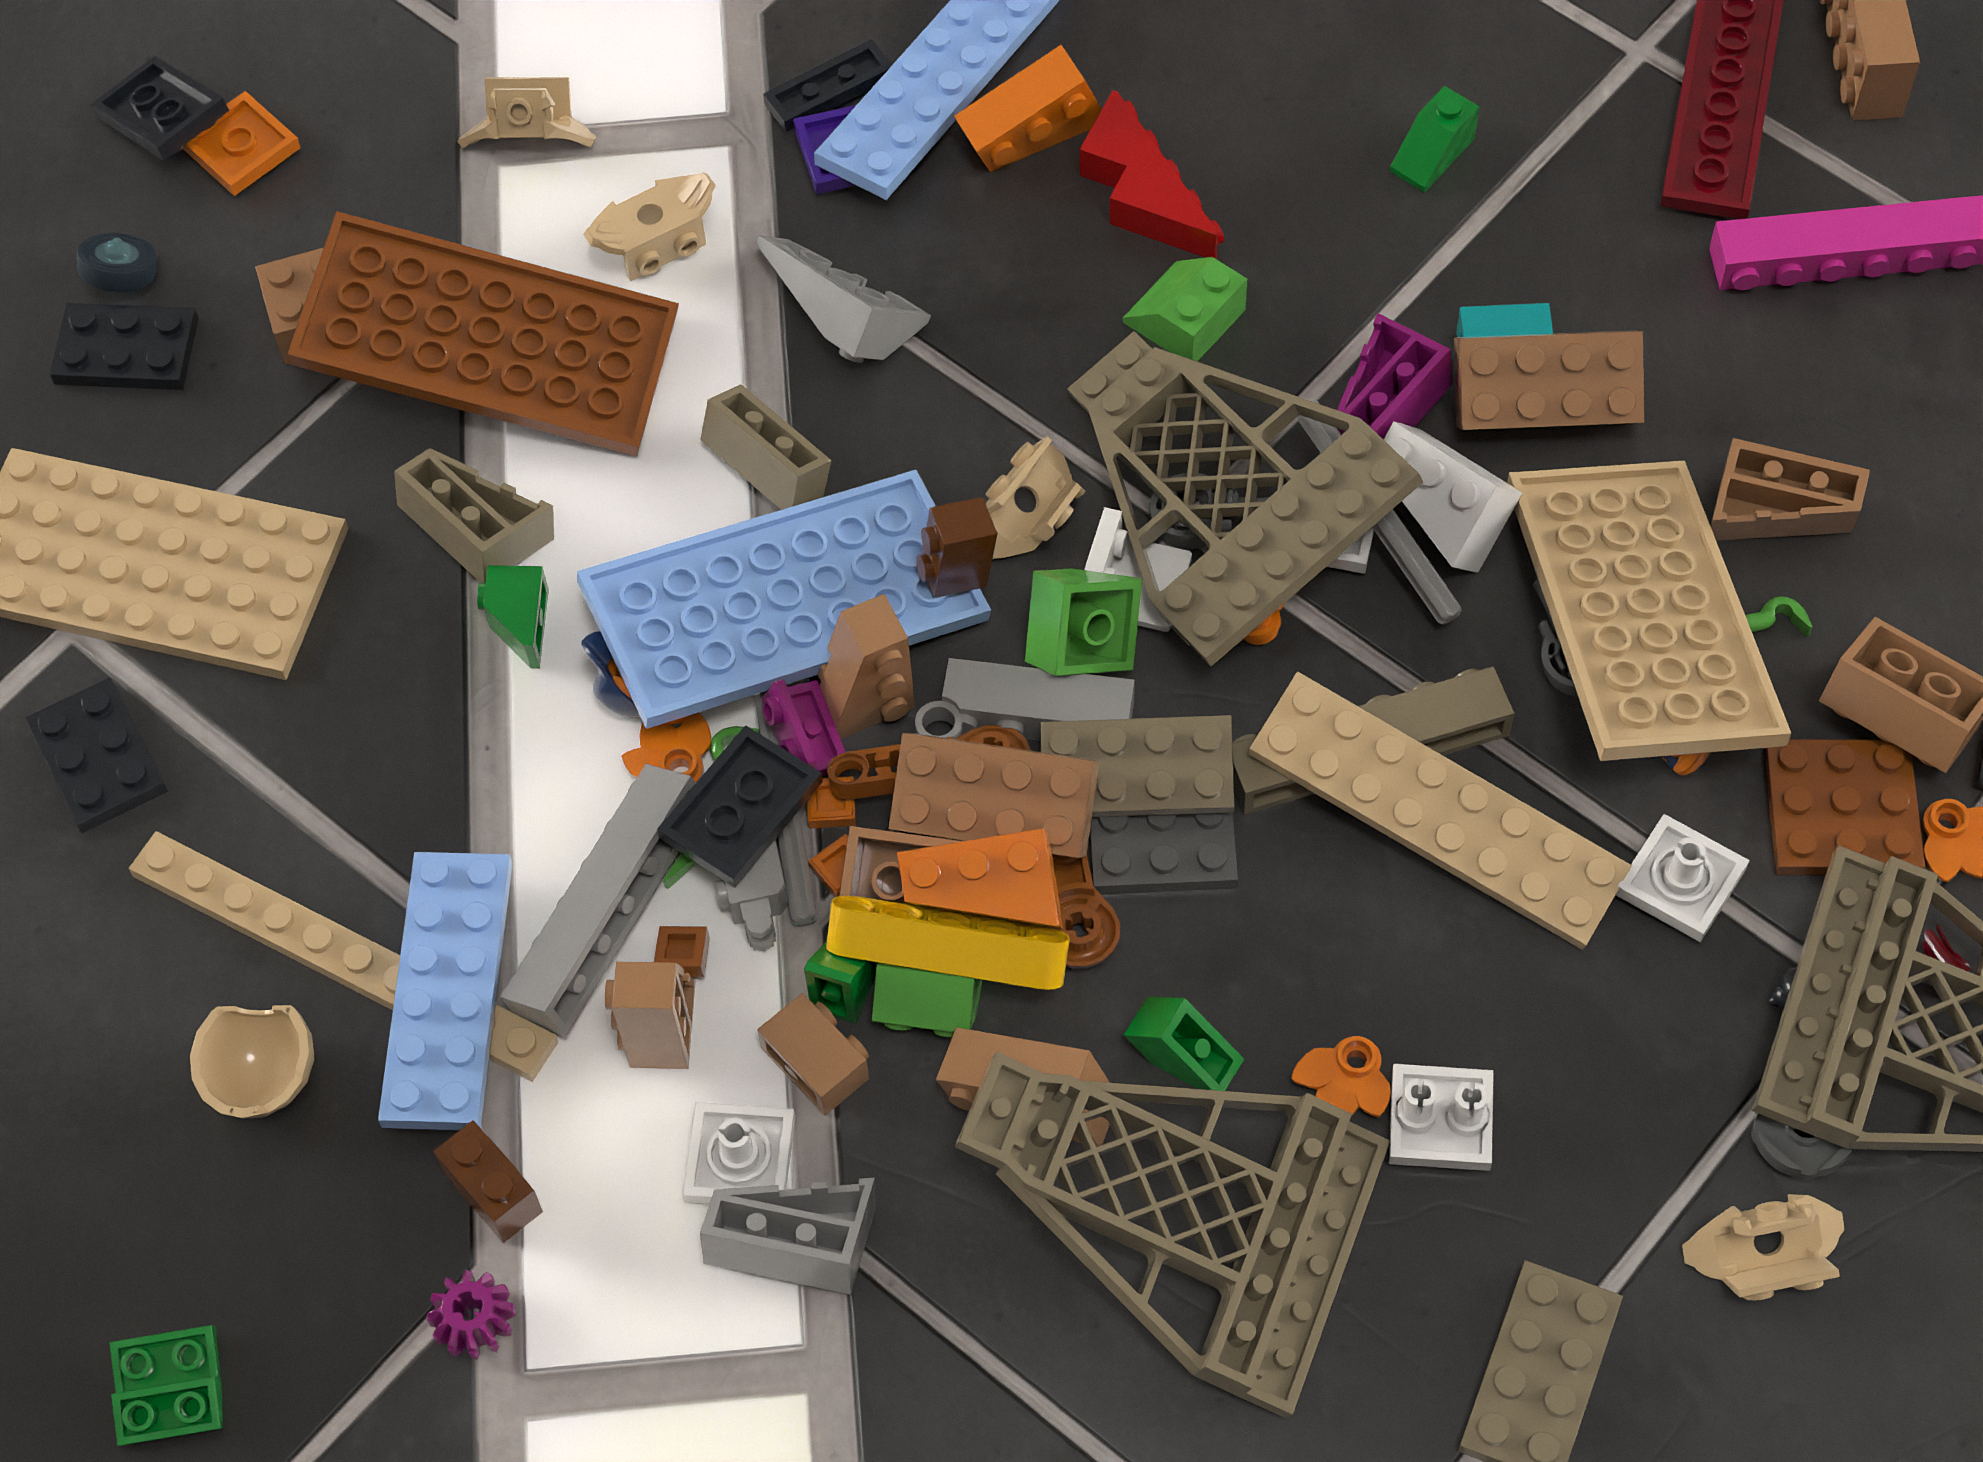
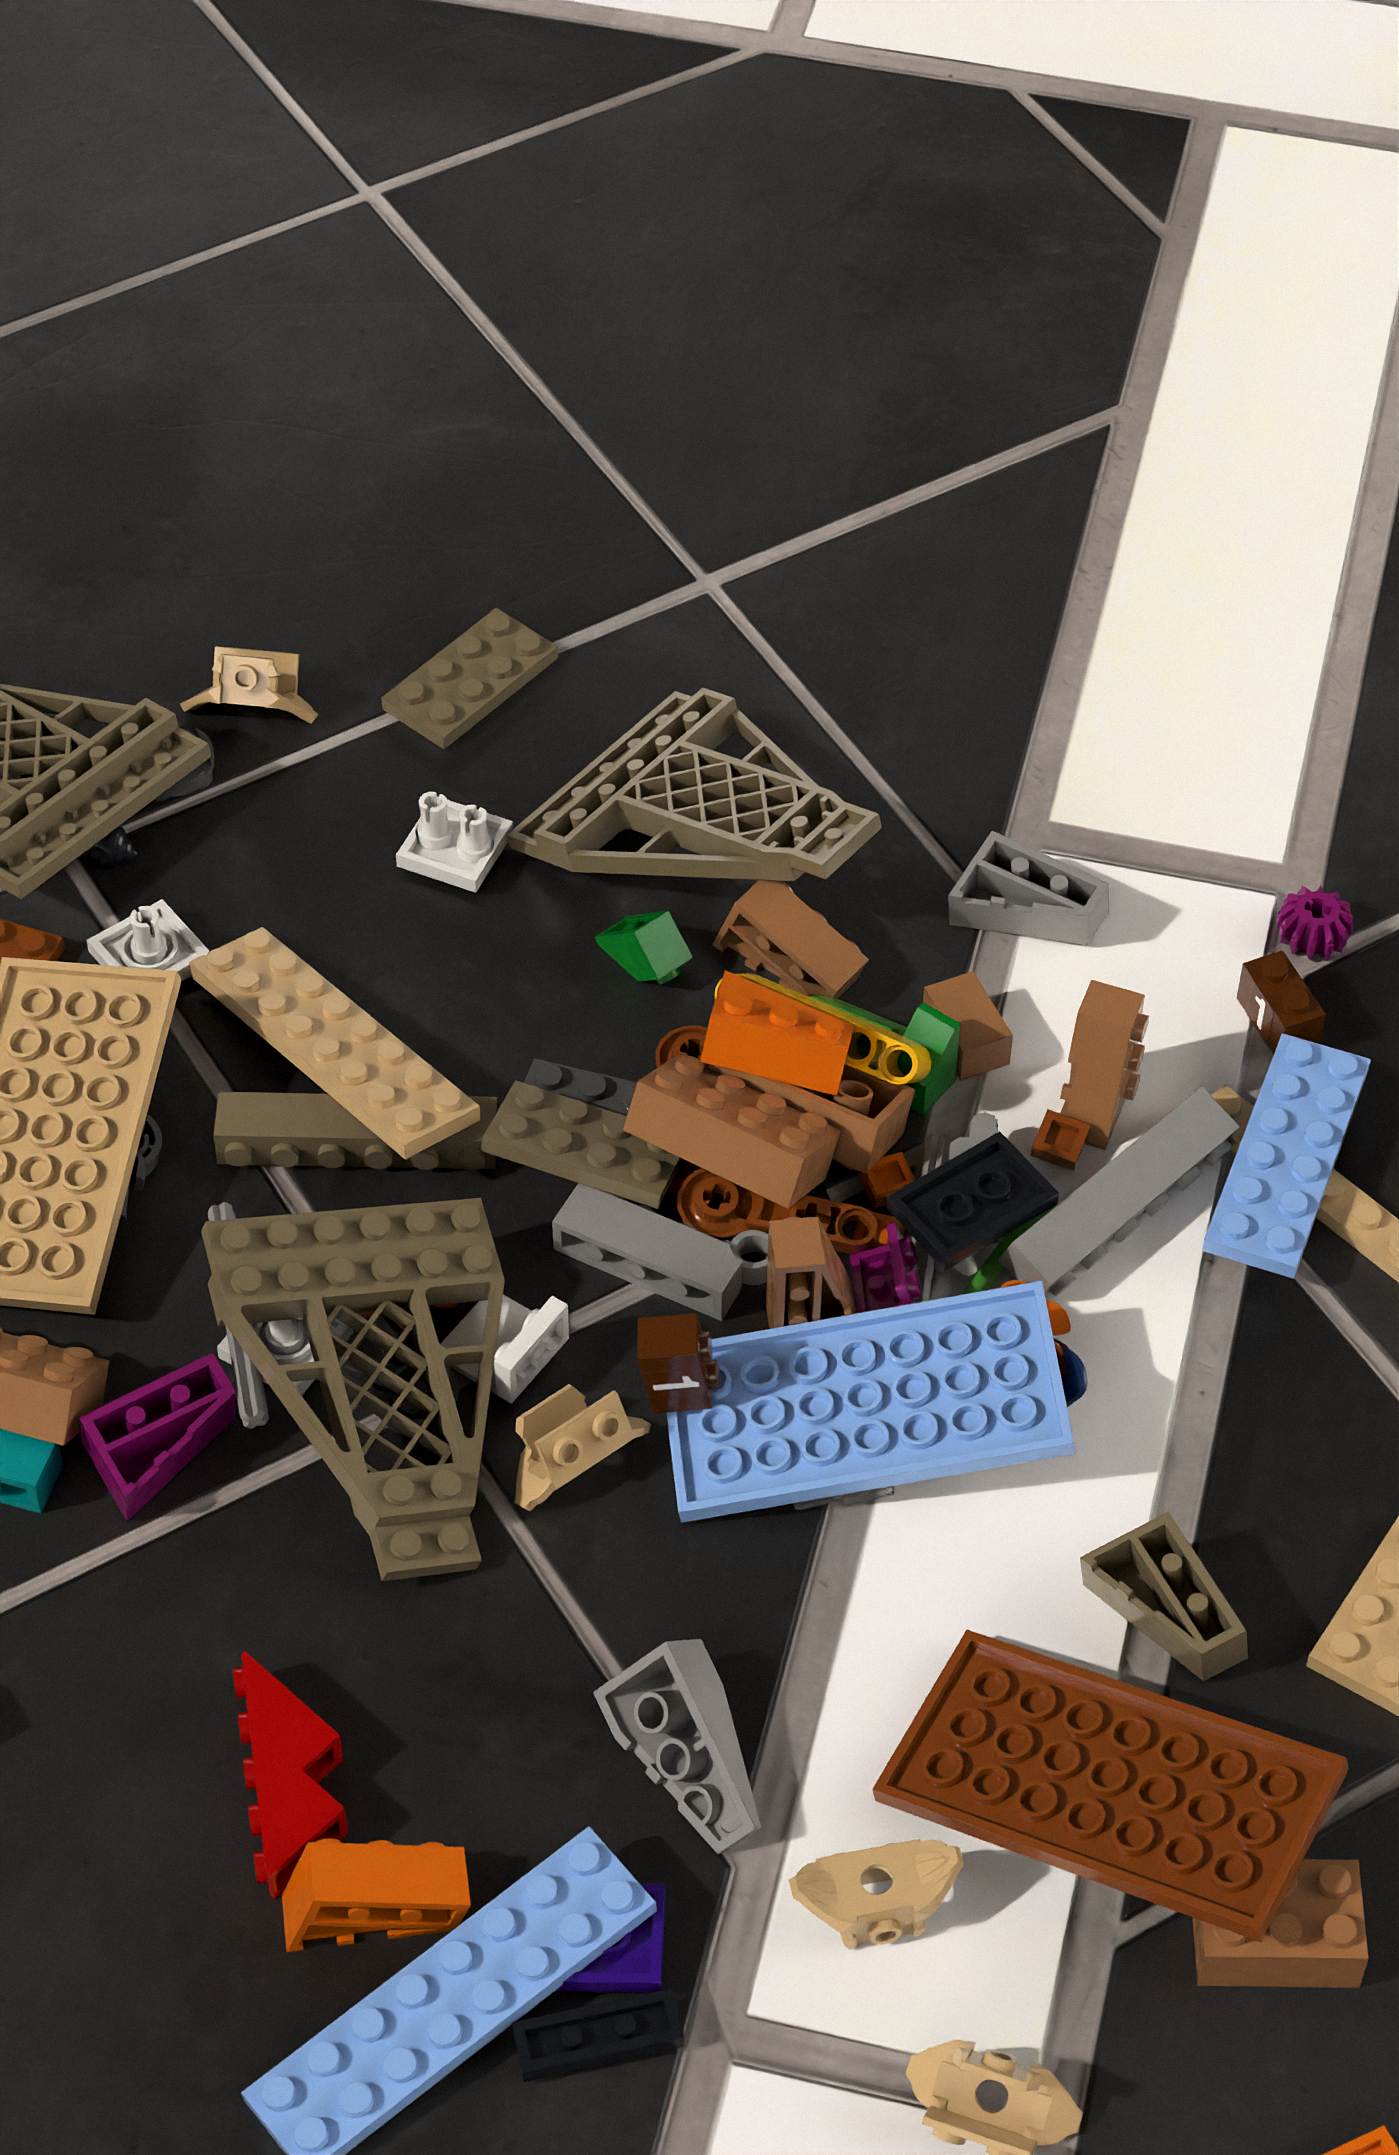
camera: 165 degrees left, 10 degrees down
(516, 608) = (1141, 1489): green slope -> none
(737, 1149) = (1053, 973): white plate -> none
(764, 448) = (832, 1569): dark tan brick -> none
(1082, 621) = (588, 1275): bright green slope -> none
(1190, 306) = (311, 1607): bright green slope -> none
(1339, 1082) = (518, 896): orange plate -> none
(1458, 500) = (158, 1302): white wedge -> none

